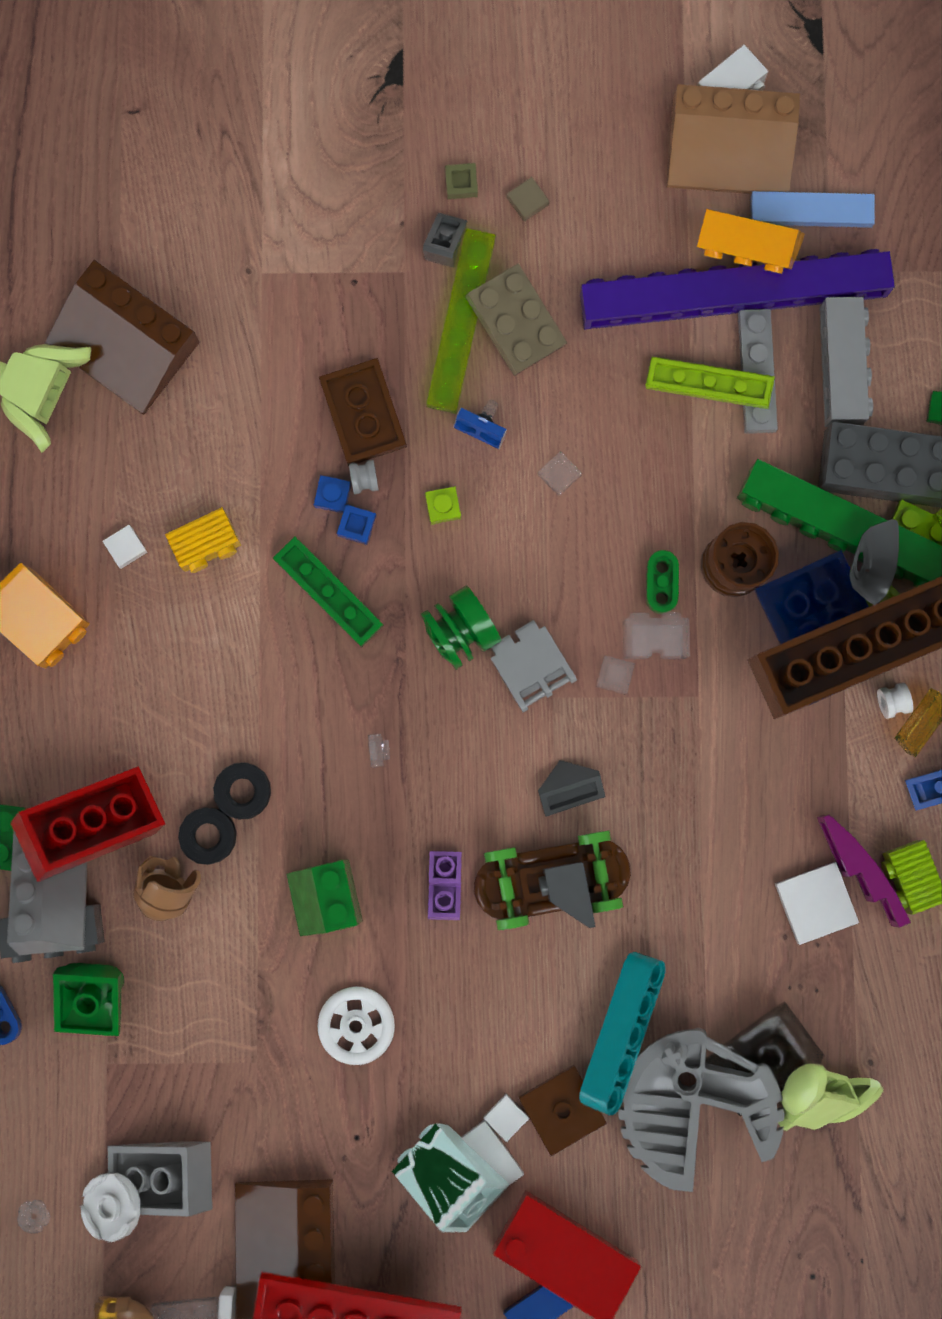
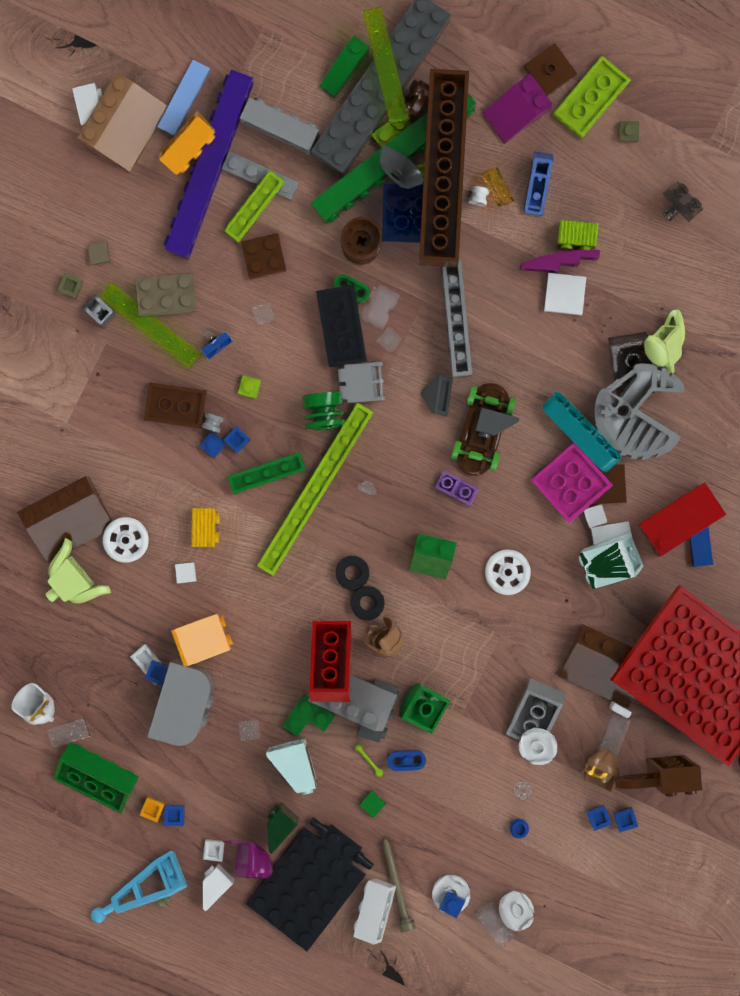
camera: 60 degrees left, 5 degrees up
(111, 419) = (110, 546): none -> white plate
(339, 674) = (315, 489): none -> lime plate
(538, 1057) = (572, 482): none -> dark pink plate
(600, 593) = (341, 325): none -> black plate
(644, 432) = (263, 256): none -> reddish brown plate
(693, 760) = (456, 321): none -> light grey brick

